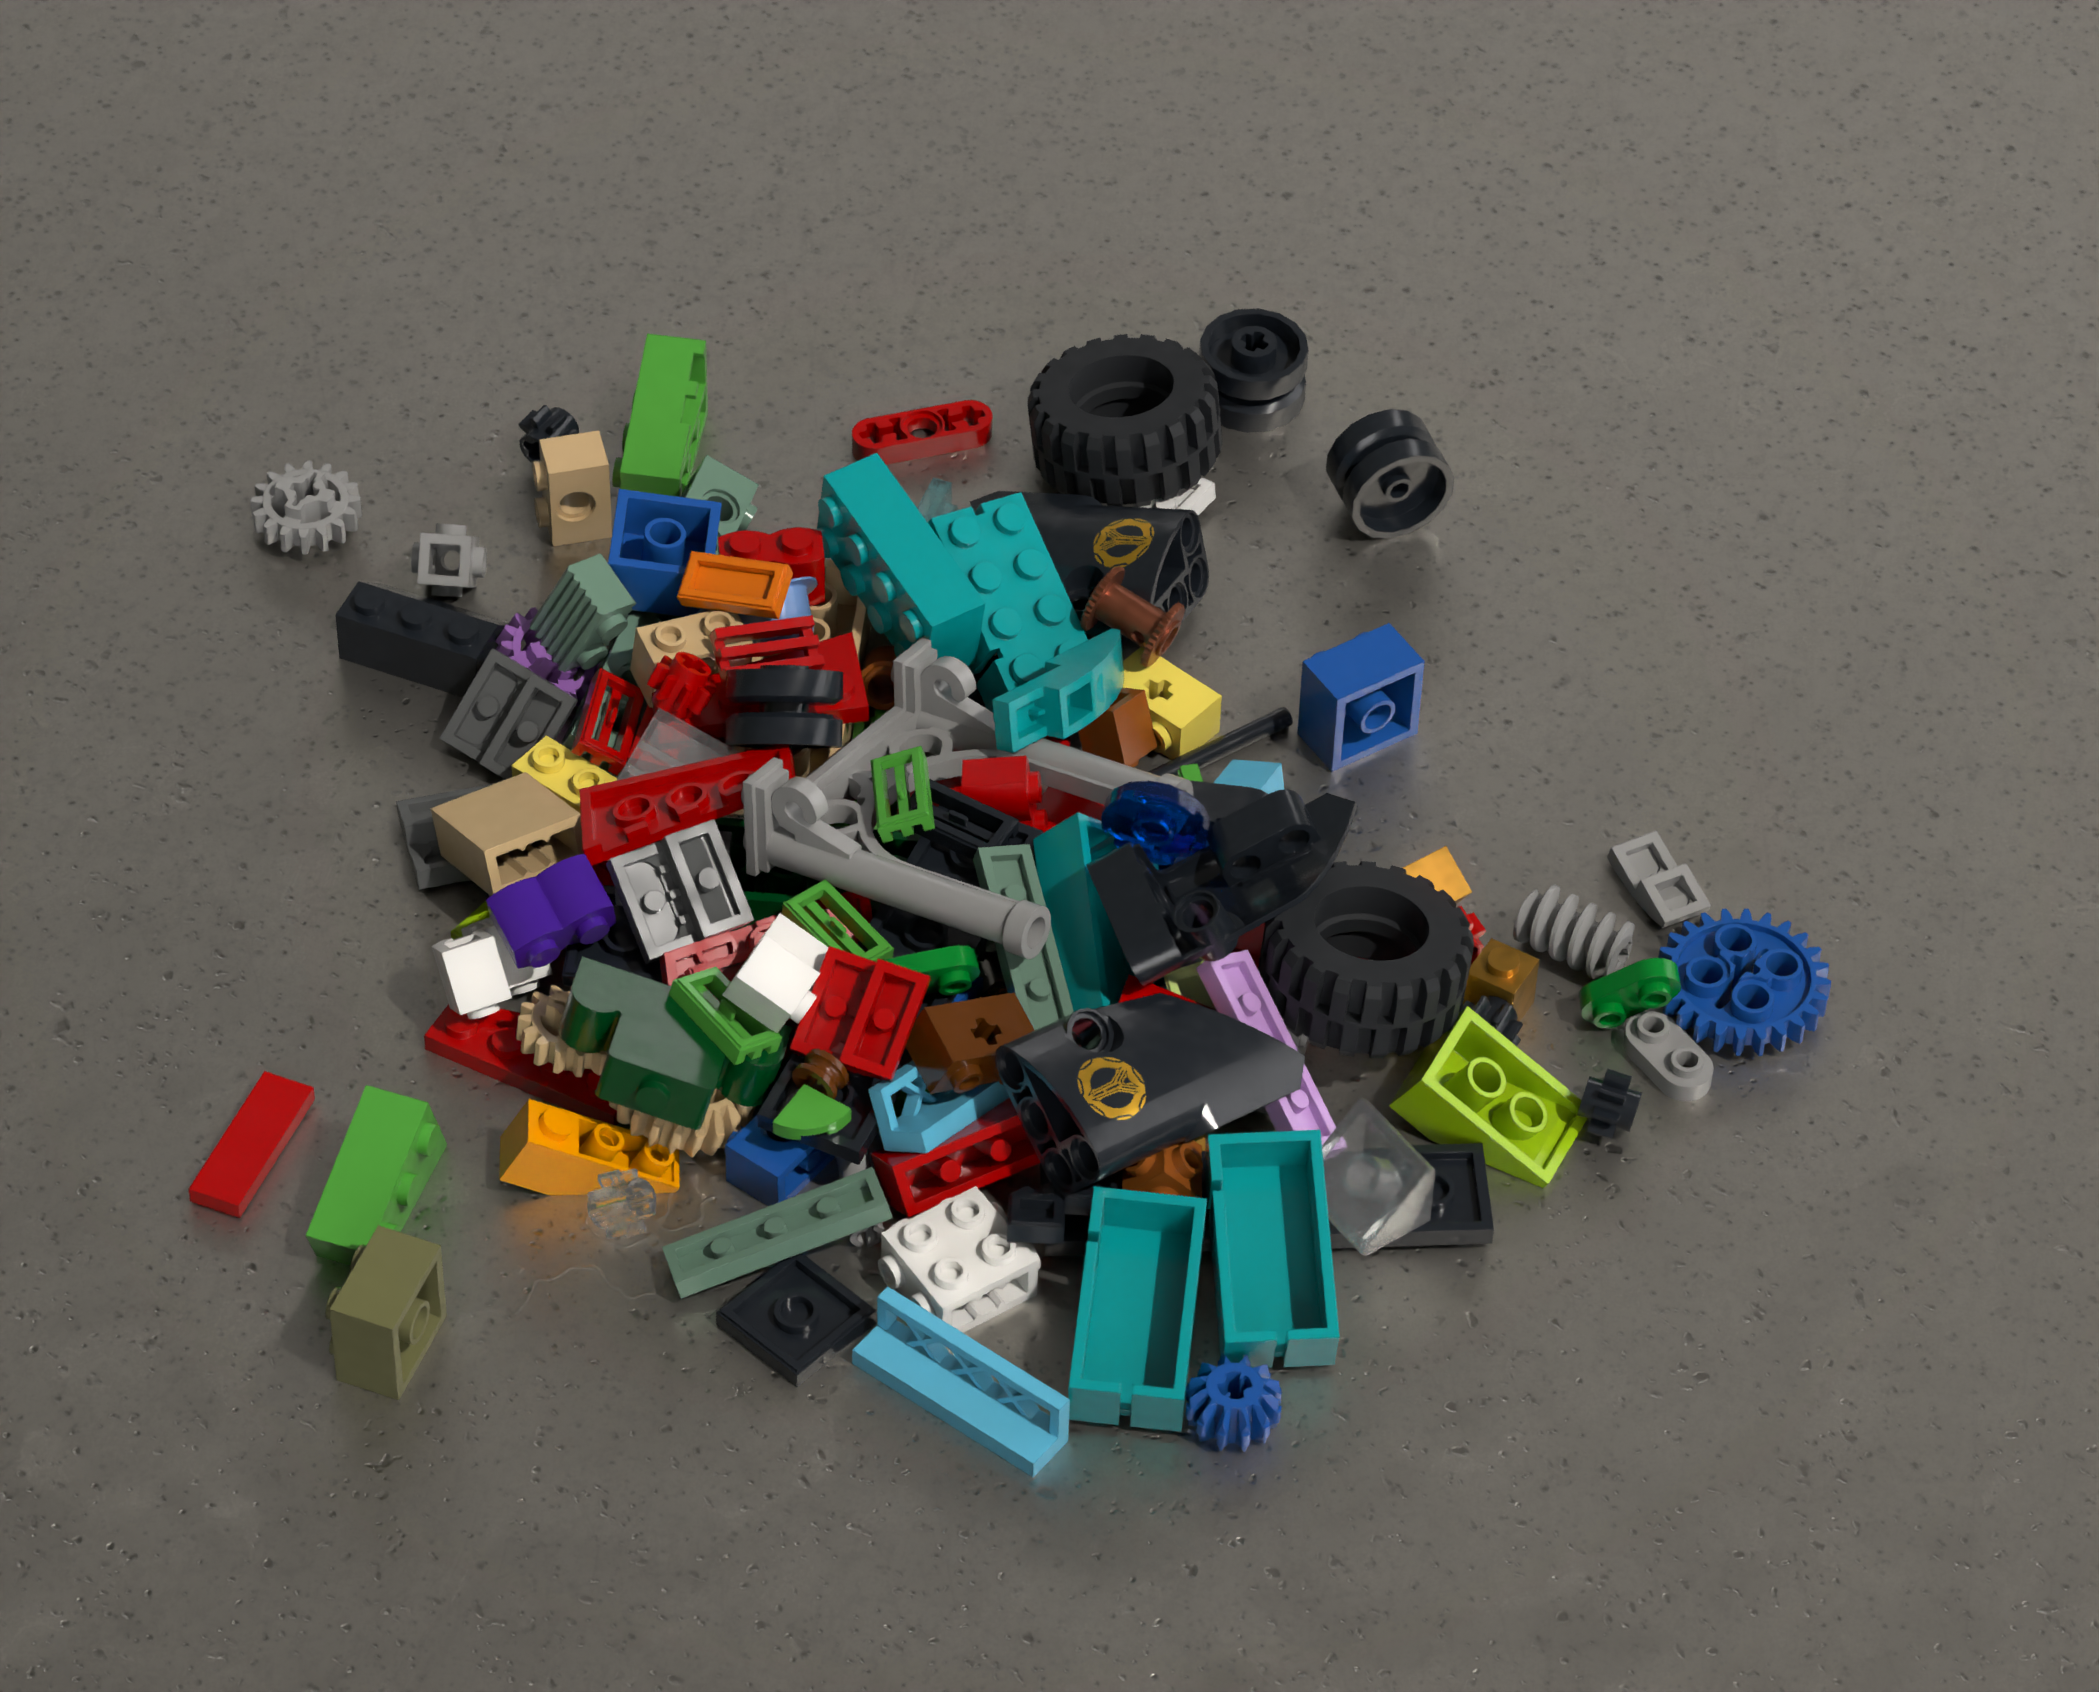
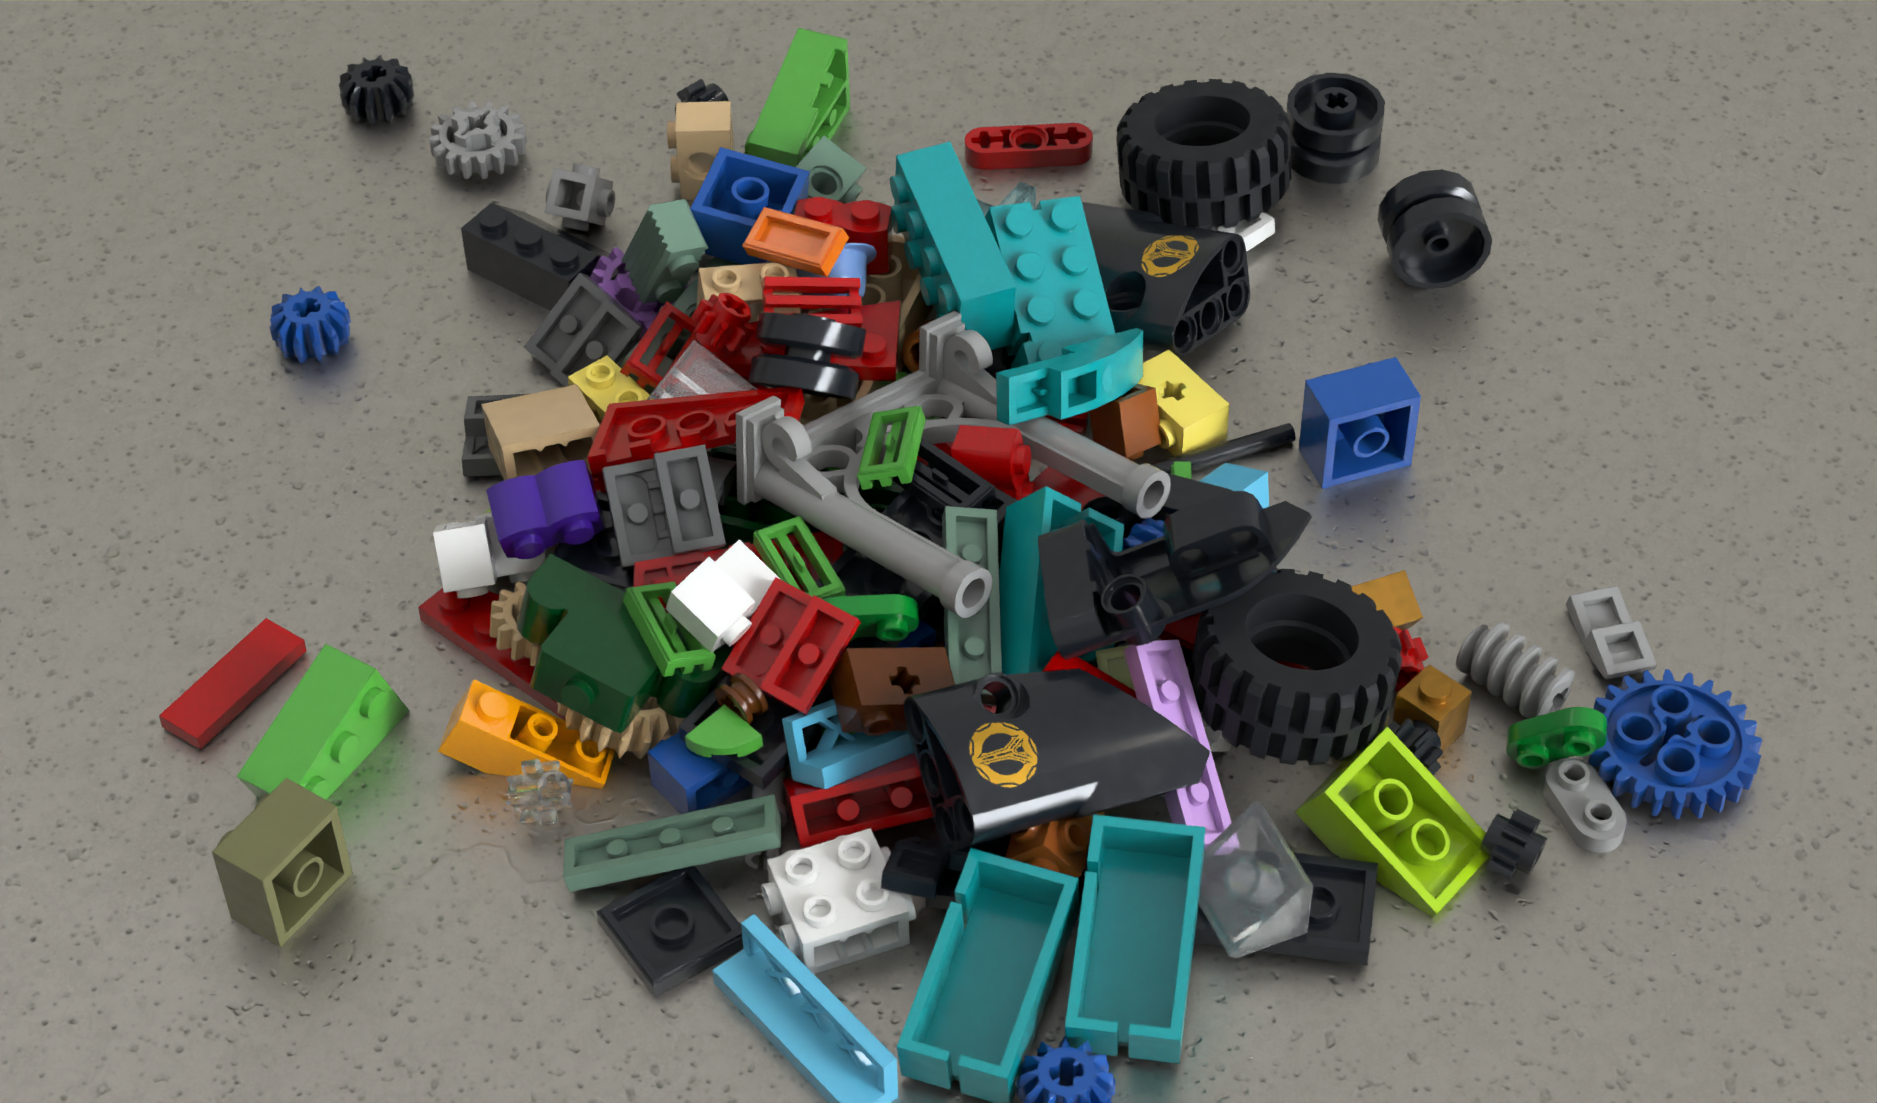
camera: 15 degrees right, 0 degrees up
(168, 464) = (376, 90): none -> black gear
(194, 745) = (310, 324): none -> blue gear
(1132, 616) = (1159, 320): copper hose -> none
(1157, 817) = (1119, 504): clear blue tile -> none

